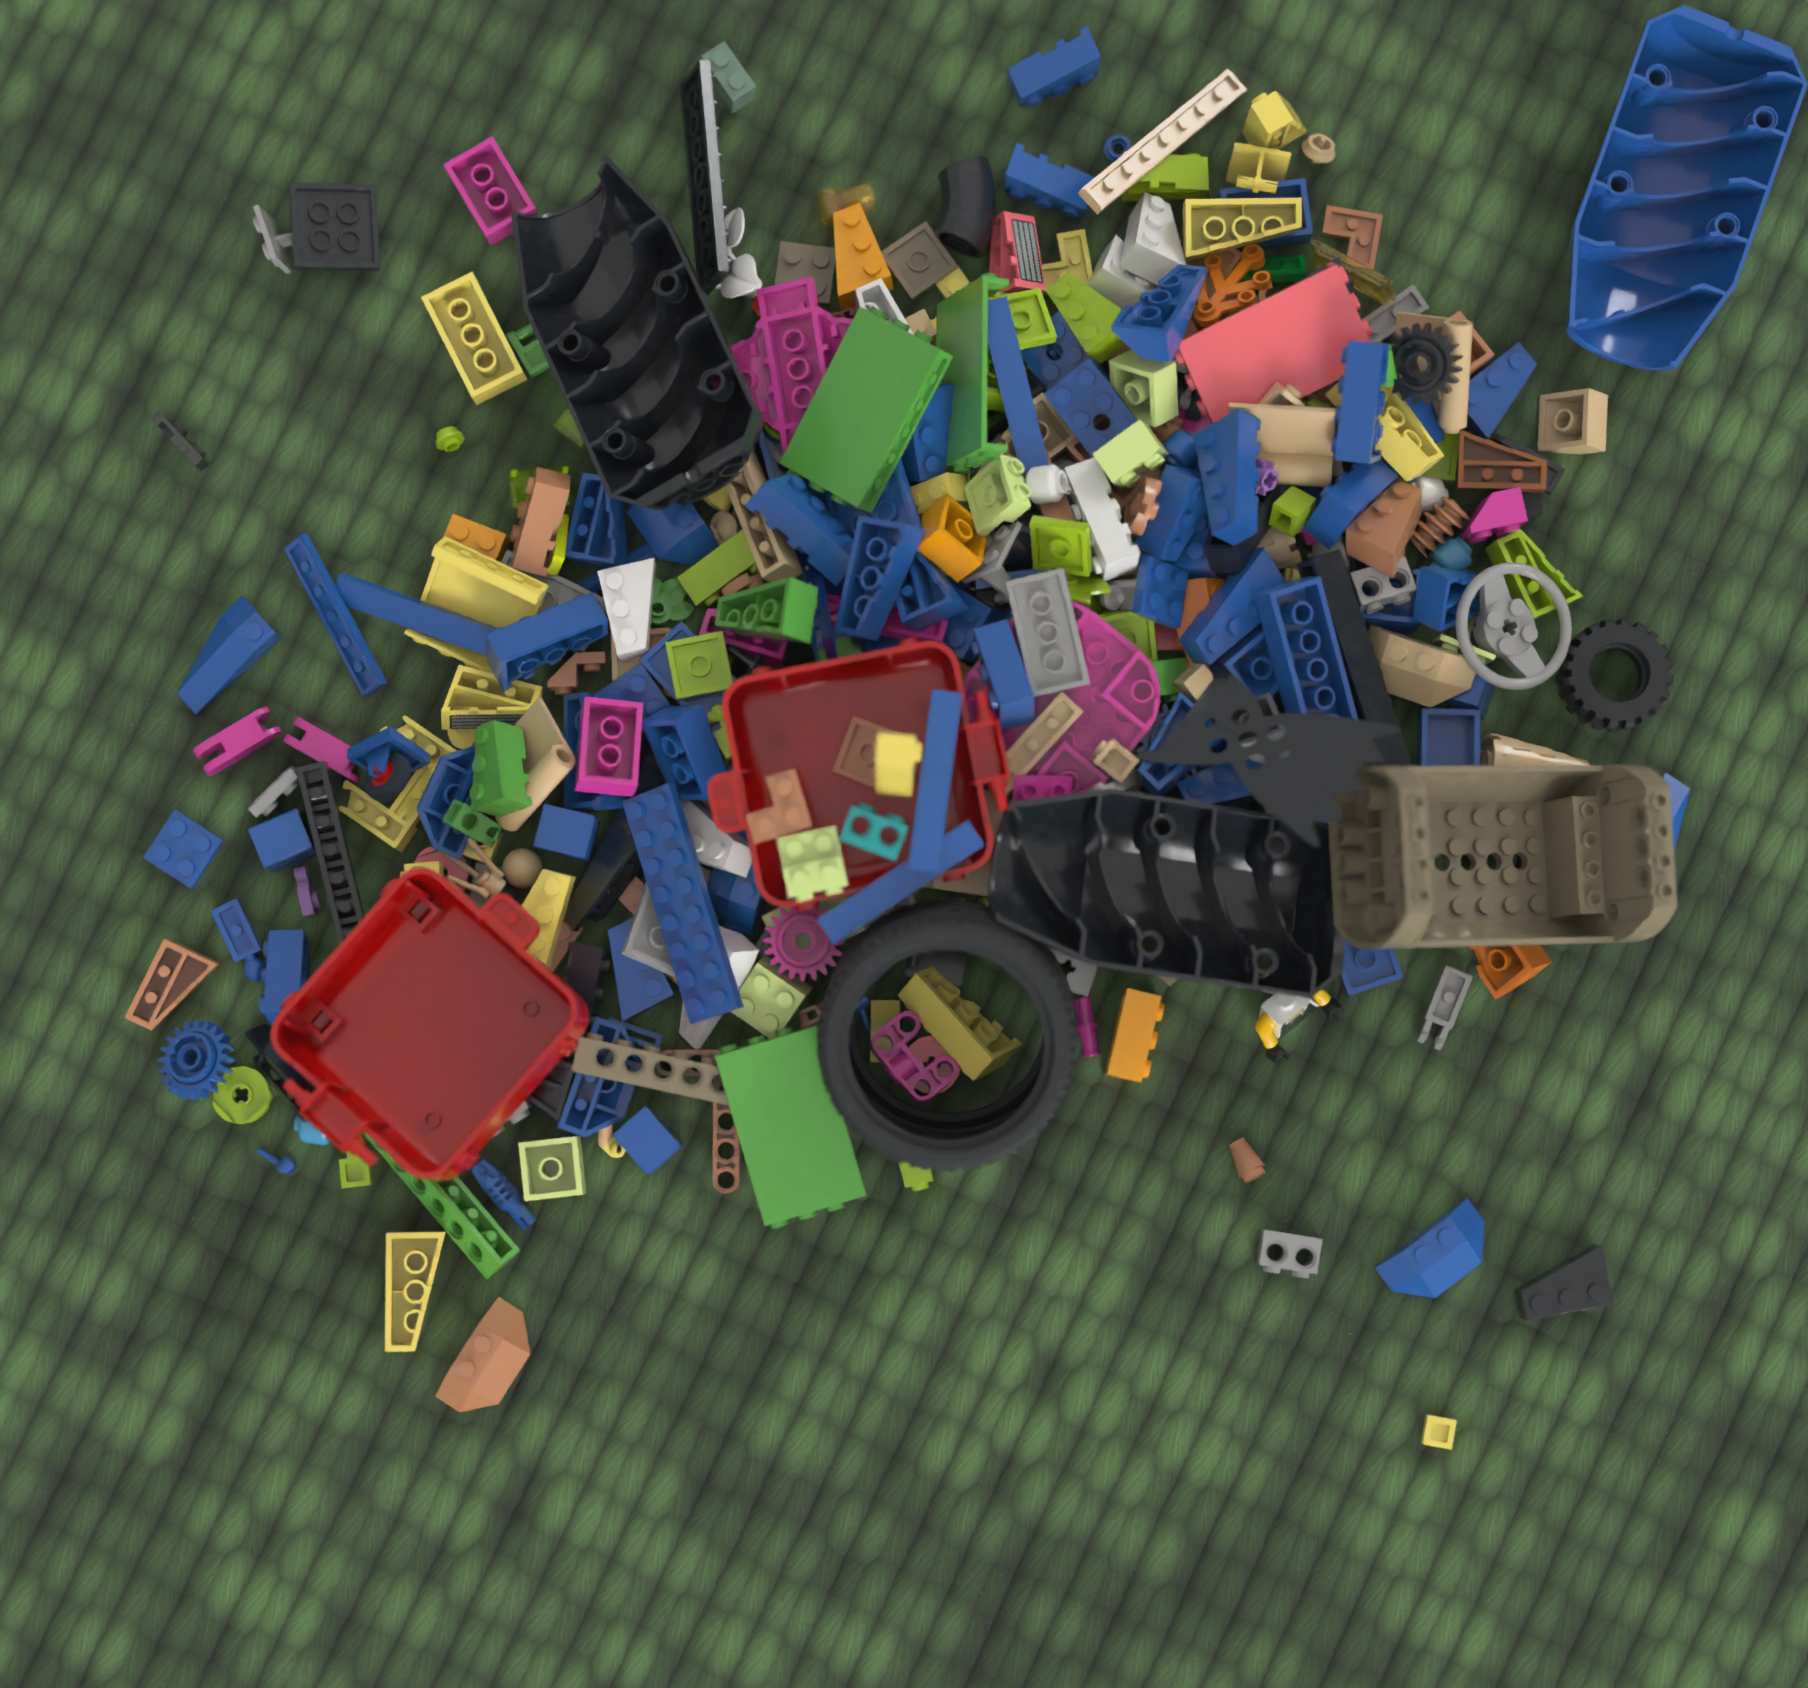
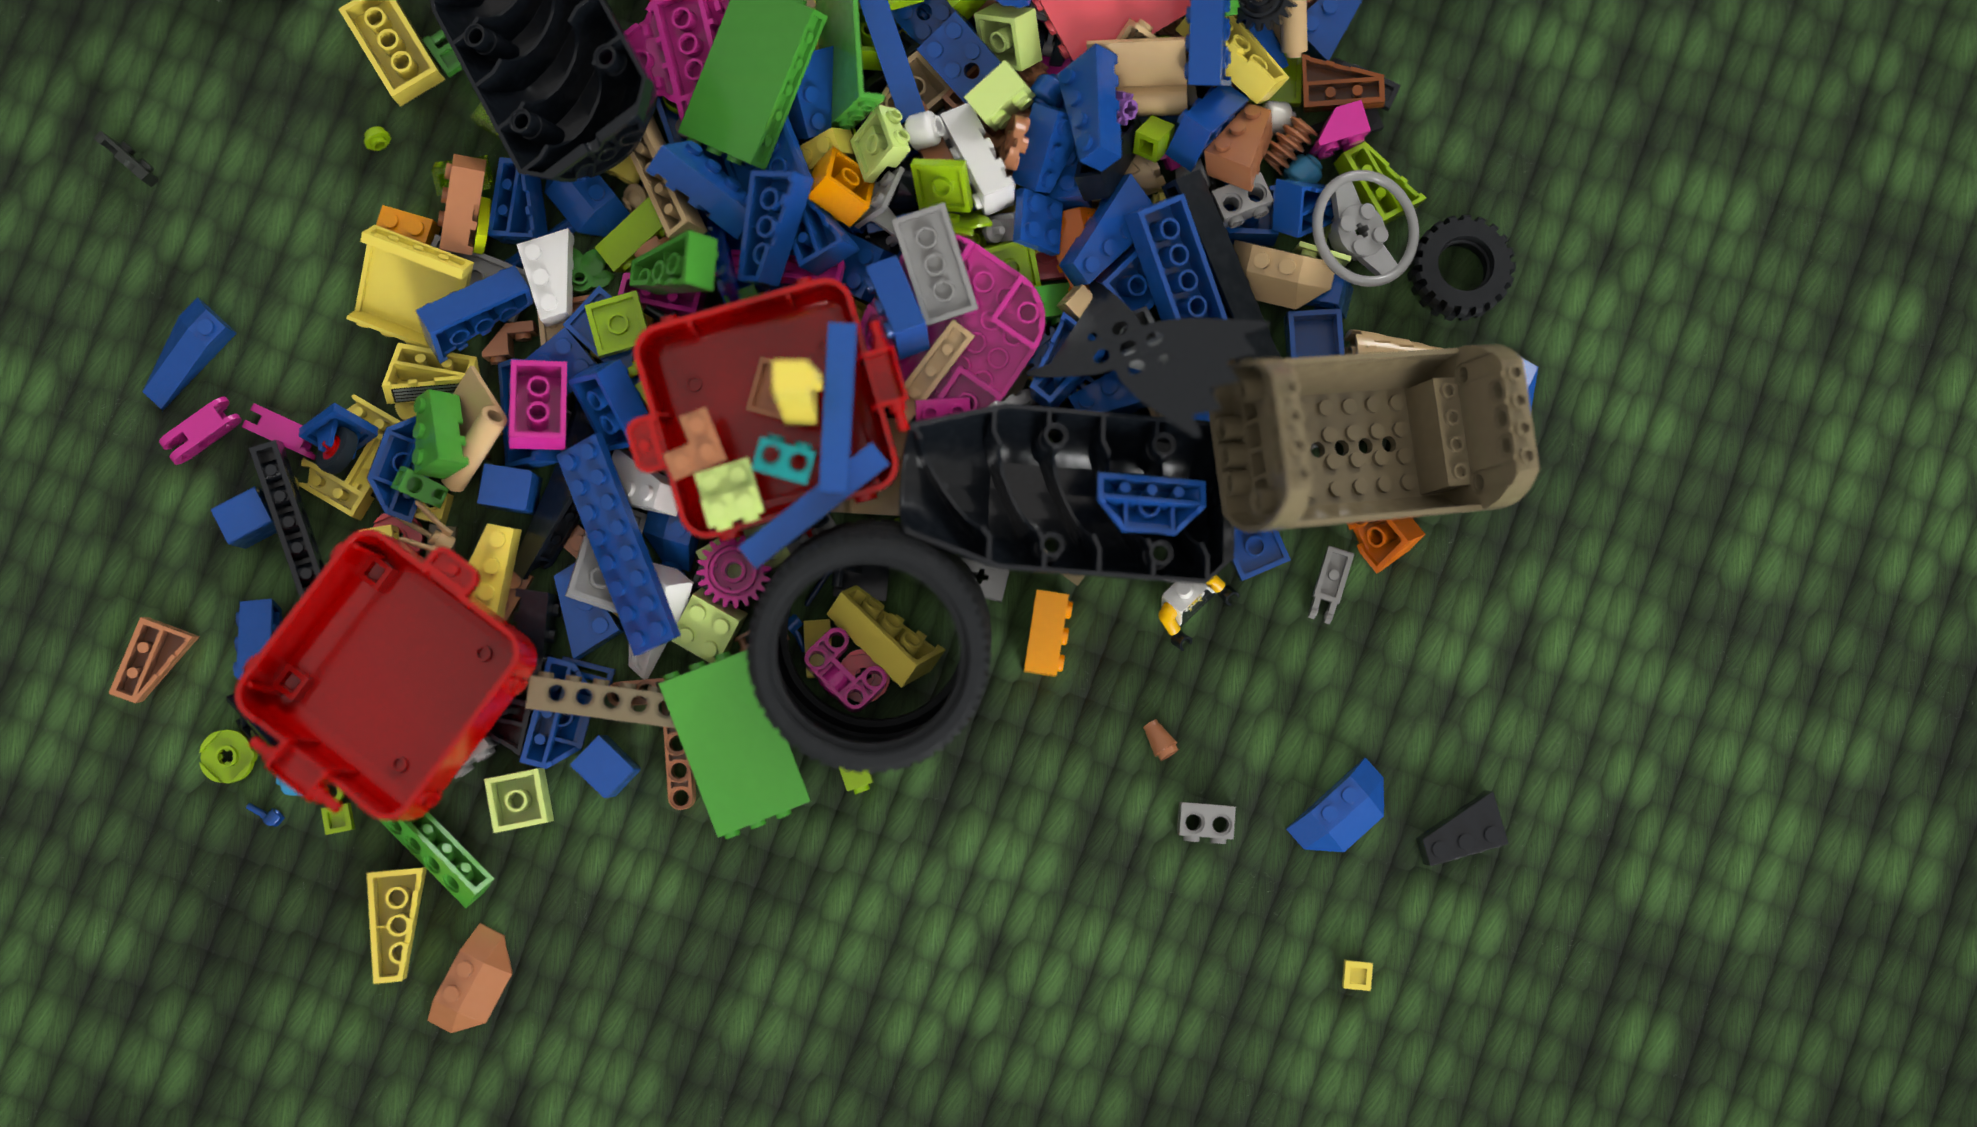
camera: 10 degrees left, 0 degrees up
(183, 849) = (158, 534): blue plate -> none
(191, 1078) = (181, 727): blue gear -> none
(240, 937) = (214, 609): blue plate -> none
(267, 799) = (230, 480): light grey plate -> none
(308, 898) = (276, 569): medium lavender plate -> none
(335, 615) = (283, 308): blue tile -> none
(414, 613) = (351, 299): blue tile -> none
(503, 1192) = (476, 826): blue hinge -> none
(522, 867) = (470, 524): tan piece -> none
(609, 1143) = (570, 773): arm -> none
(1086, 1027) = (1003, 629): dark pink pin -> none
(1114, 759) = (1007, 378): tan bracket -> none
(1258, 906) = (1150, 502): none -> blue wedge
(1573, 422) = (1404, 42): tan slope -> none

